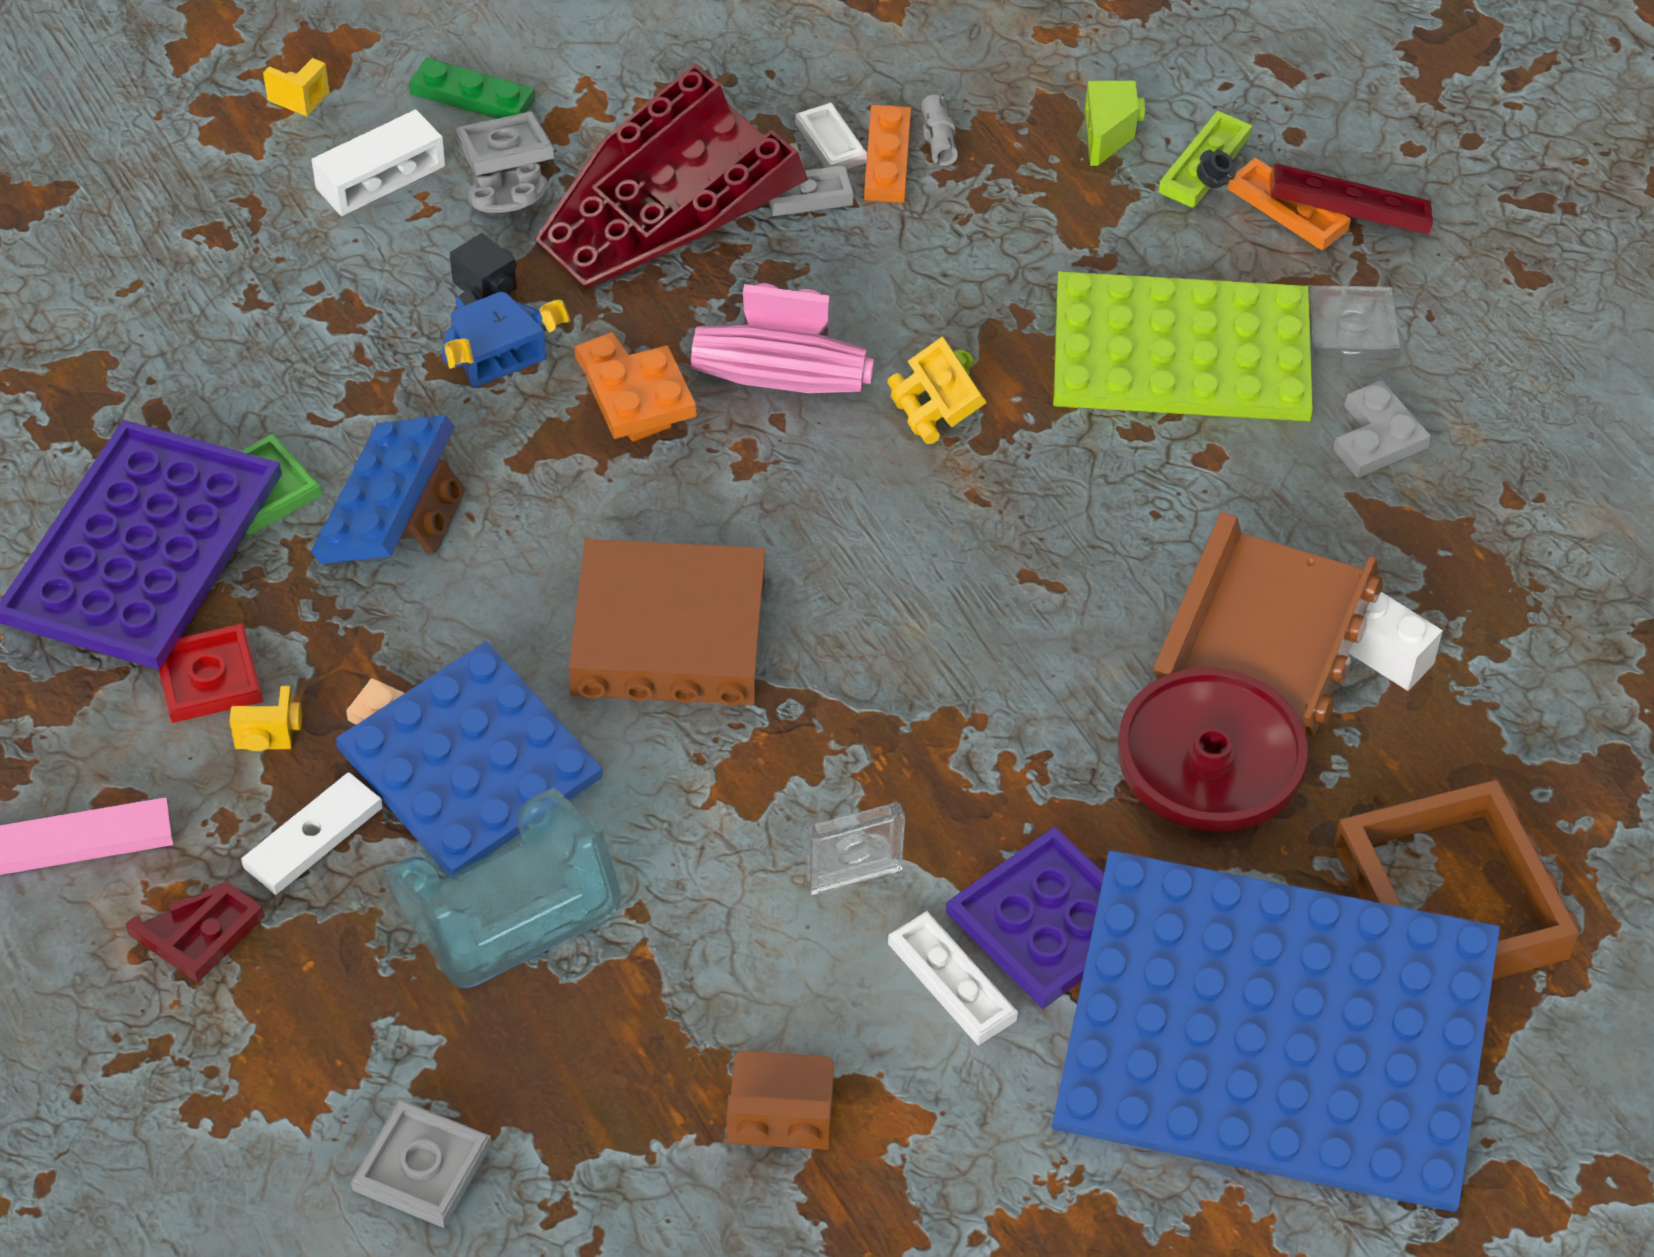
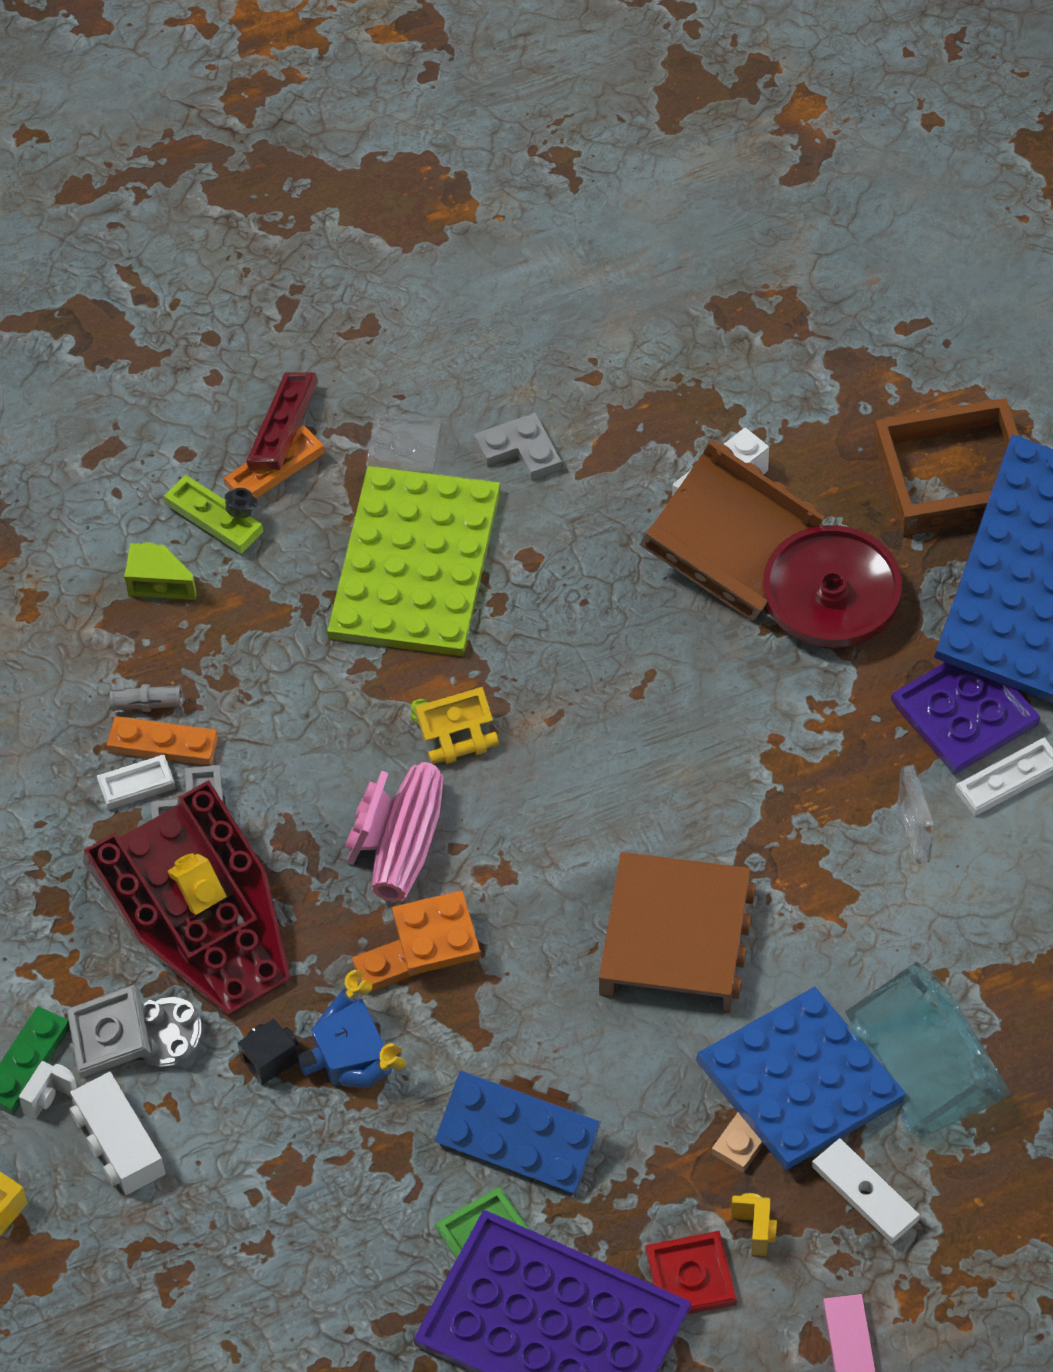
camera: 80 degrees left, 5 degrees up
(199, 929) = (952, 1272): dark red wing -> none
(431, 99) = (42, 1088): none -> white bracket
(679, 174) = (197, 882): none -> yellow bracket

